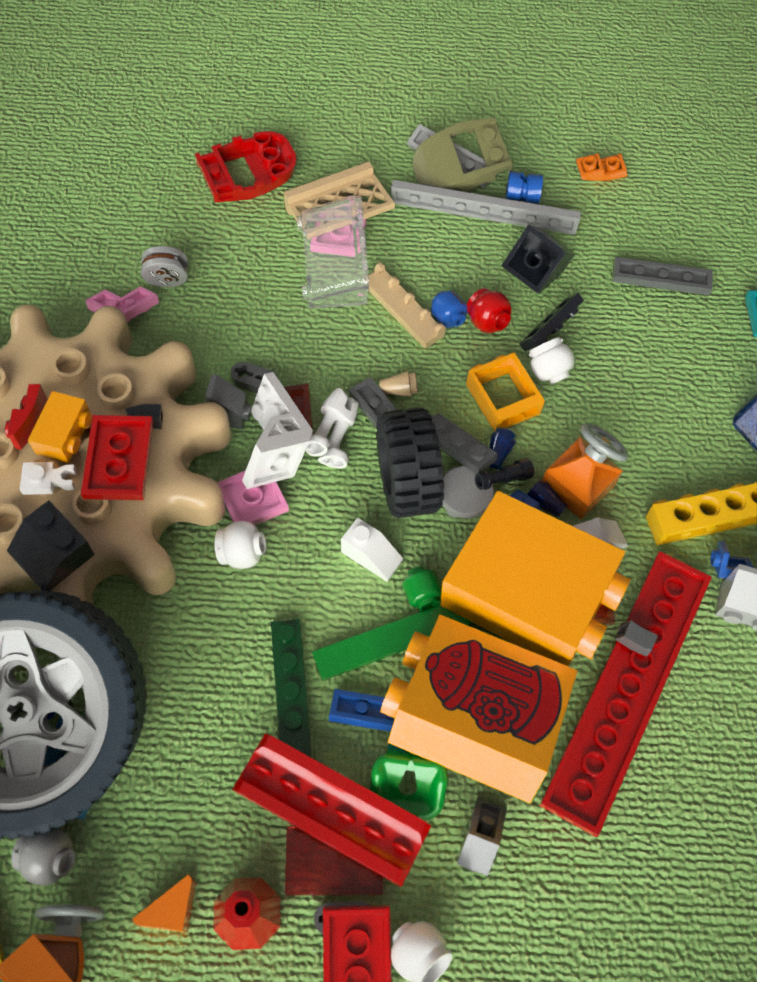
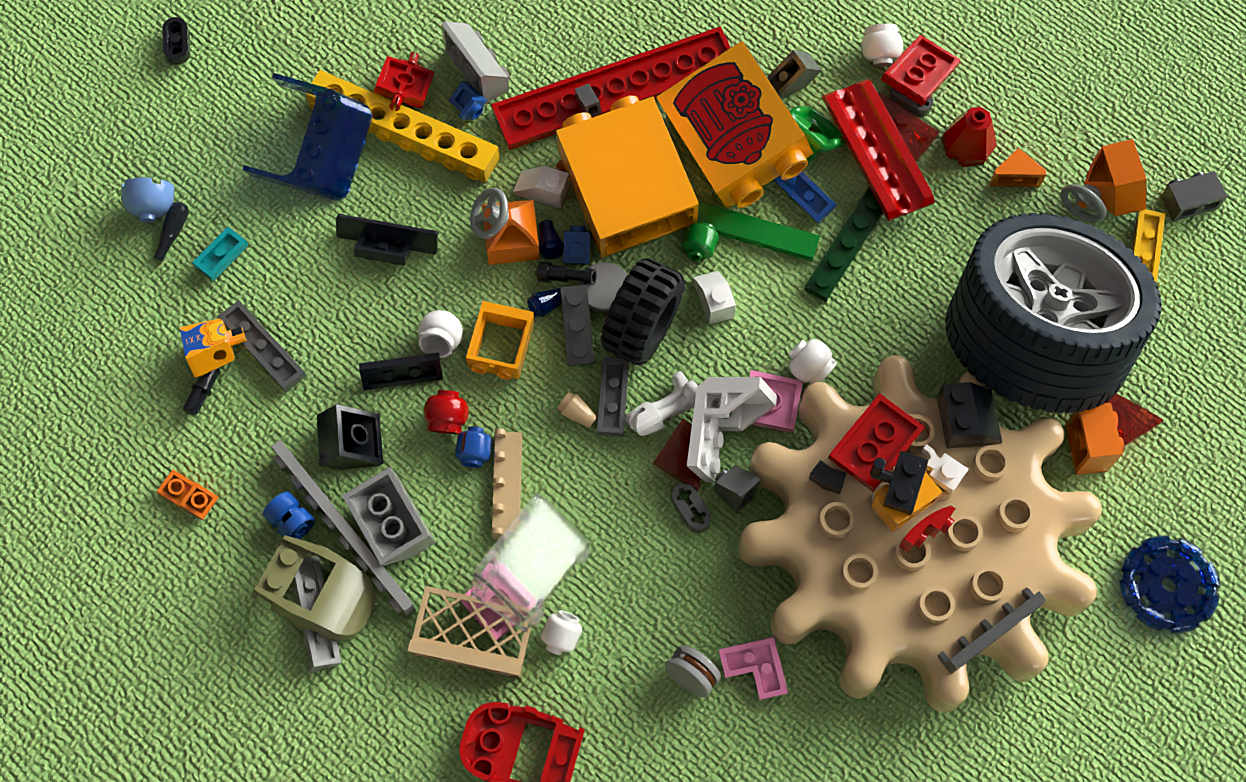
camera: 140 degrees left, 5 degrees up
(65, 420) = (903, 482): none -> black plate
(279, 239) = (561, 632): none -> white head
(458, 225) = (388, 518): none -> light grey slope
(662, 399) = (385, 240): none -> black bracket
(666, 225) = (200, 392): none -> black axle
(693, 241) = (209, 345): none -> light orange torso

